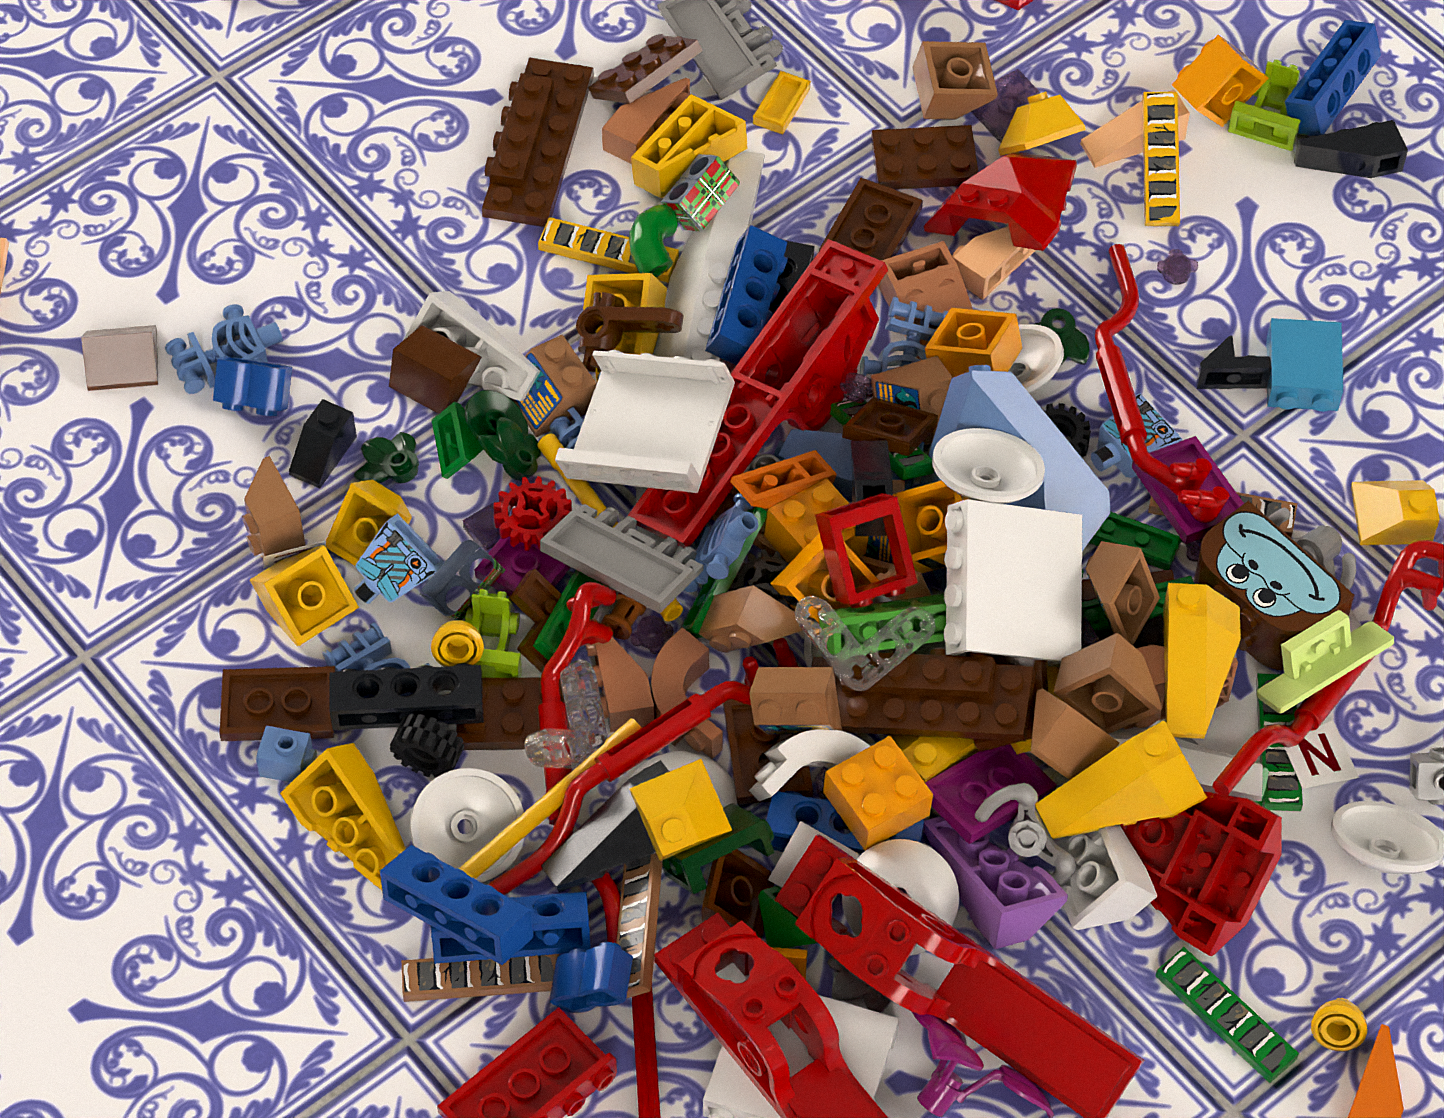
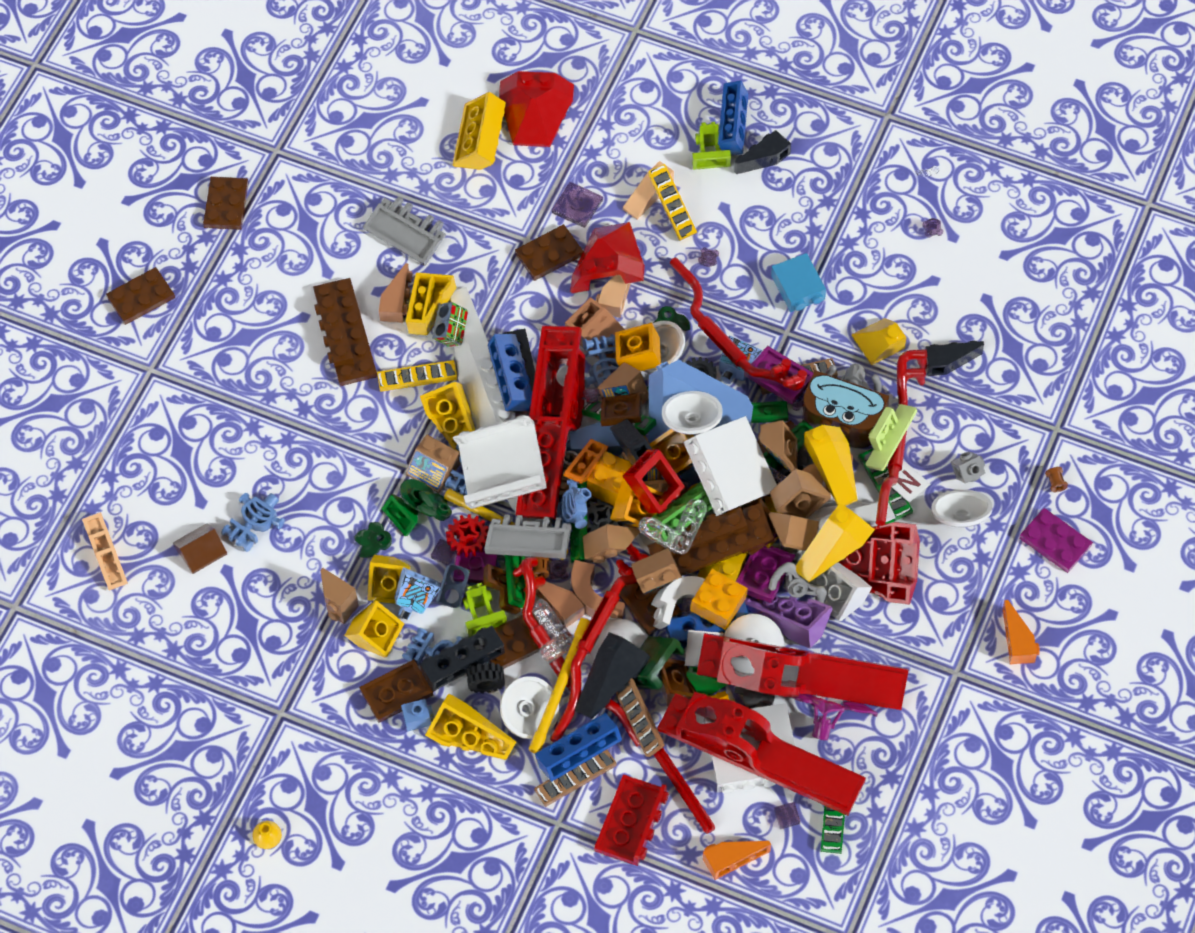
camera: 25 degrees left, 5 degrees up
(252, 384) = (281, 532): blue brick -> none
(322, 443) = (335, 547): black slope -> none
(431, 369) = (369, 482): reddish brown slope -> none
(457, 643) = (473, 619): yellow brick -> none
(457, 904) = (552, 748): blue brick -> none
(501, 364) = (376, 462): white wedge -> none
(591, 978) = (632, 752): blue brick -> none
(619, 320) = (448, 432): reddish brown piece -> none
(644, 68) = (380, 267): reddish brown plate -> none
(647, 239) = (438, 363): green cylinder -> none
(680, 809) = (634, 652): yellow slope -> none
(781, 102) = (458, 253): yellow tile -> none
(875, 220) = (544, 303): reddish brown plate -> none
(953, 78) = (542, 203): medium nougat slope -> none
(1040, 123) = (601, 210): yellow slope -> none
(1219, 80) = (679, 146): light orange brick -> none
(1226, 371) = (762, 303): black slope -> none
(1227, 1014) = (930, 628): tile -> none
(1339, 1025) = (984, 609): yellow brick -> none

